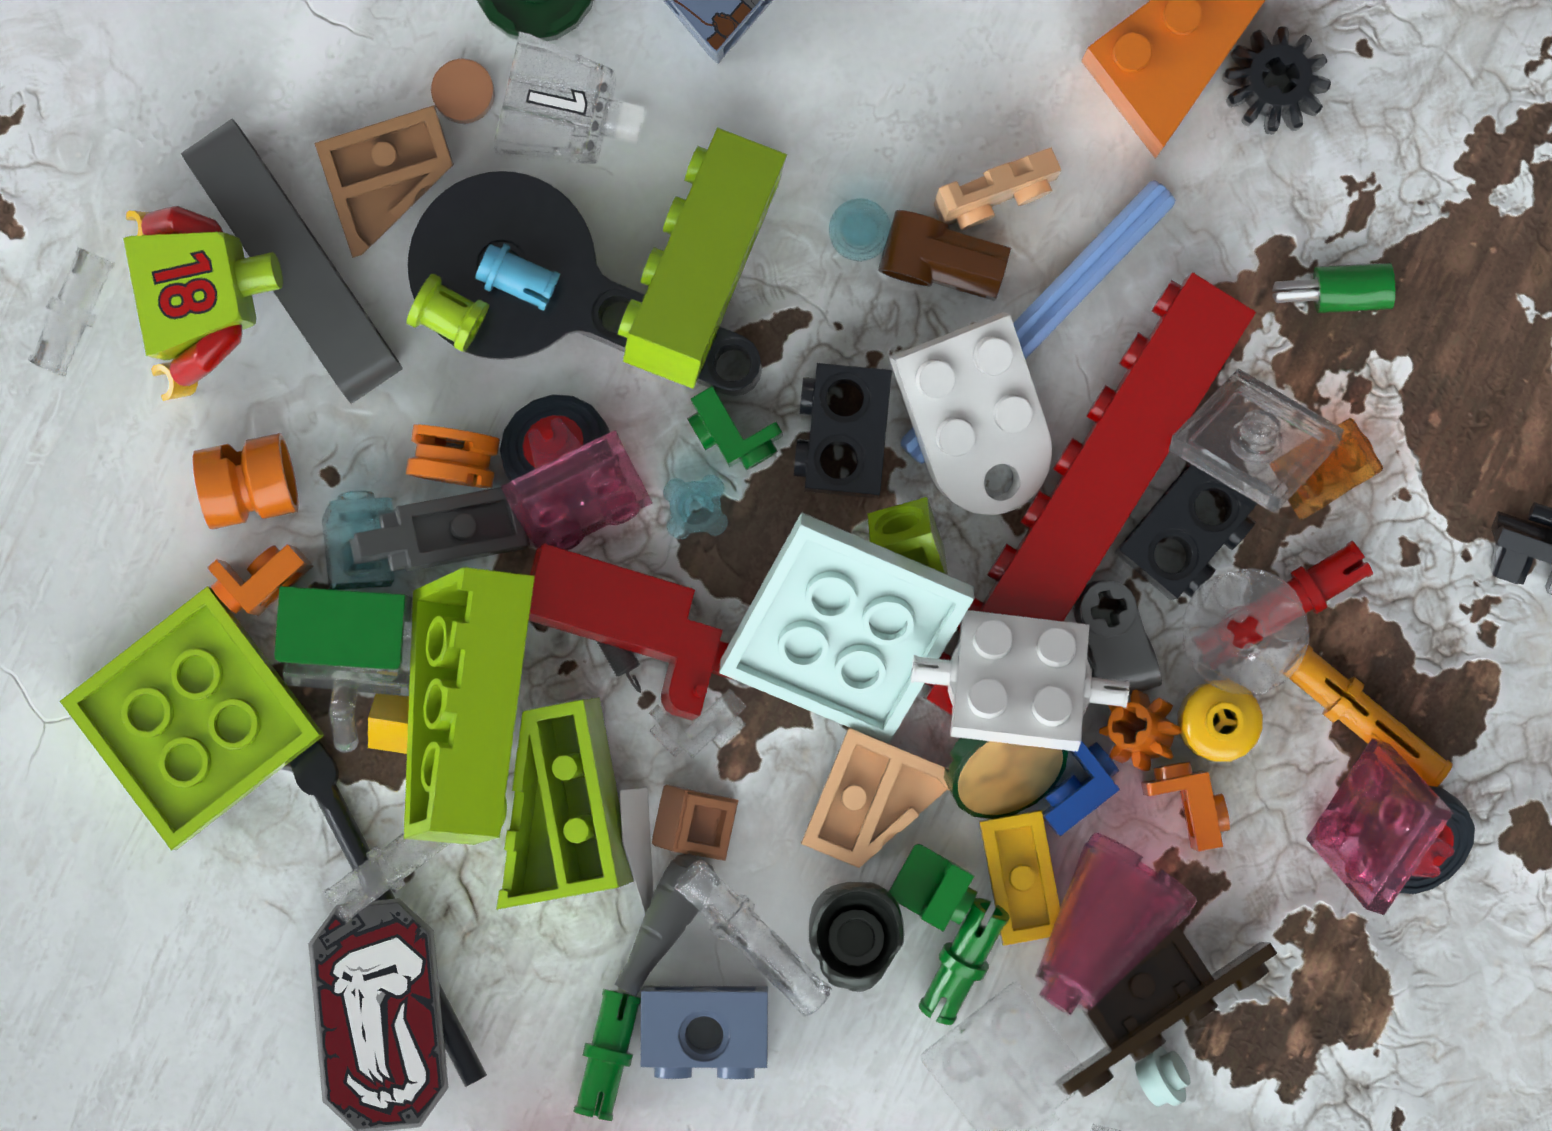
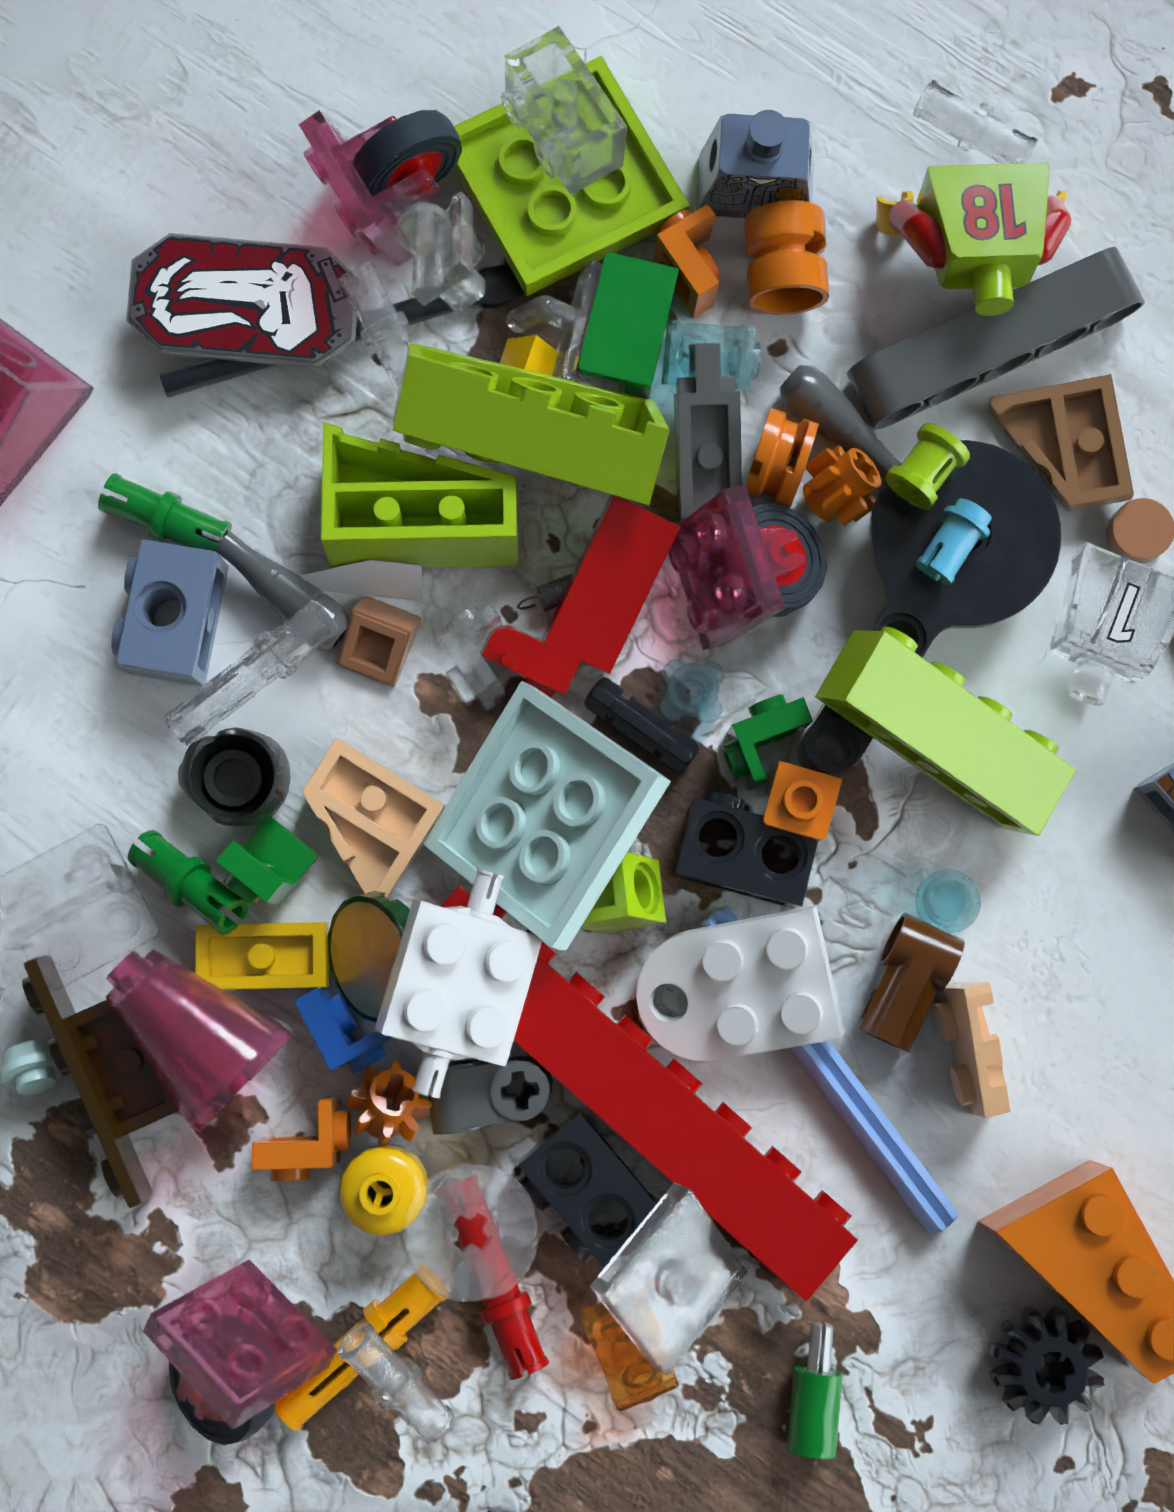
camera: 90 degrees right, 5 degrees down
(143, 725) = (563, 110): none -> clear brick
(159, 525) = (755, 163): none -> sand blue torso
(233, 898) = (382, 171): none -> plate
(300, 823) = (443, 252): none -> clear hips
(392, 416) = (816, 398): none -> dark grey piece
(469, 392) = (841, 485): none -> orange gear
(737, 550) = (641, 725): none -> black axle
(792, 386) = (800, 800): none -> orange bracket
(1393, 678) = (396, 1383): none -> clear pin

